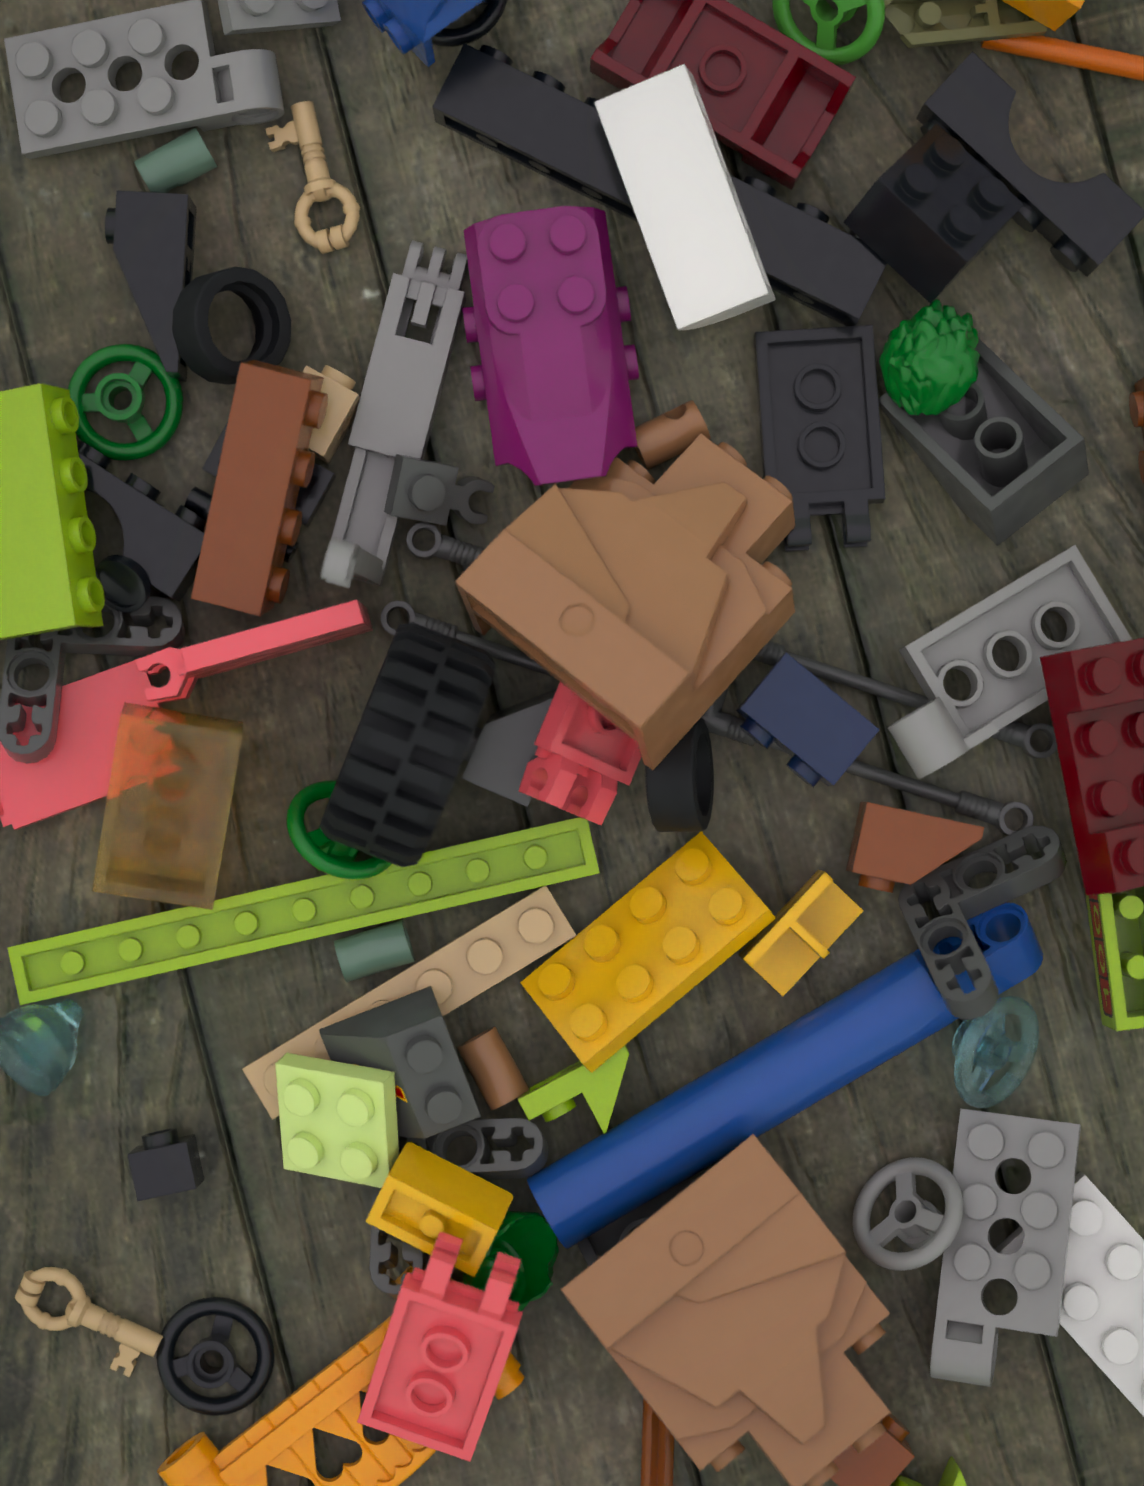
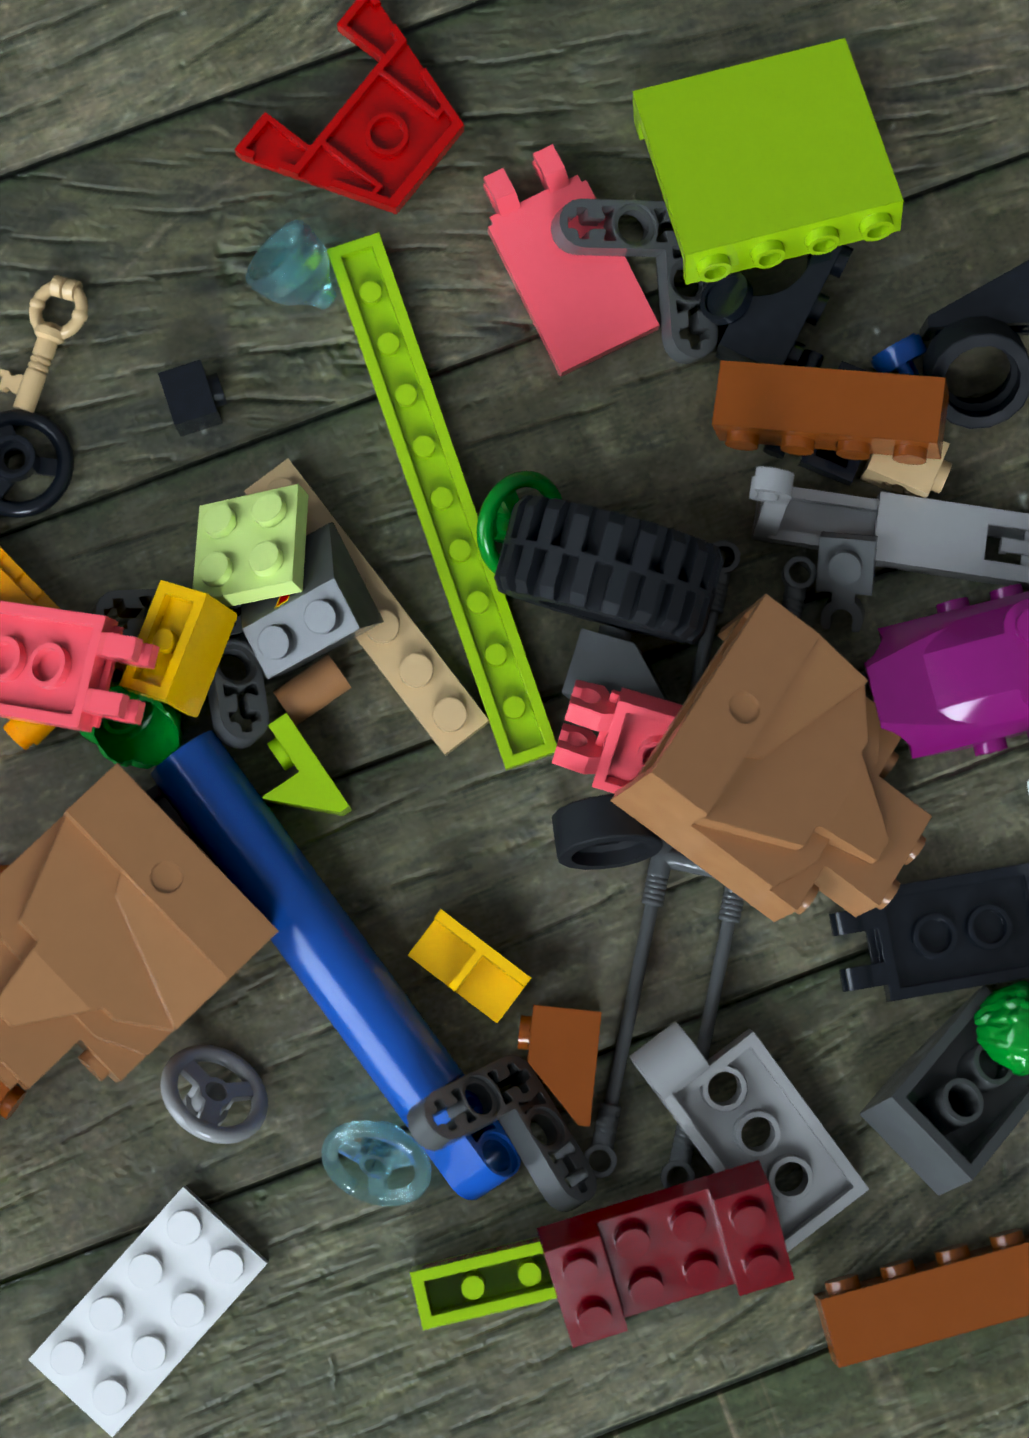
camera: 85 degrees right, 5 degrees down
(107, 389) = (901, 267): green piece -> none
(167, 806) = (526, 360): clear yellow brick -> none
(206, 405) = (900, 356): none -> blue tile
(250, 647) = (681, 421): coral tile -> none
(374, 951) = (410, 568): sand green piece -> none
(647, 951) = (437, 820): yellow plate -> none
(669, 434) = (926, 788): medium nougat piece -> none
(806, 722) = (672, 943): dark blue brick -> none
(964, 1327) = (108, 1160): light grey hinge -> none

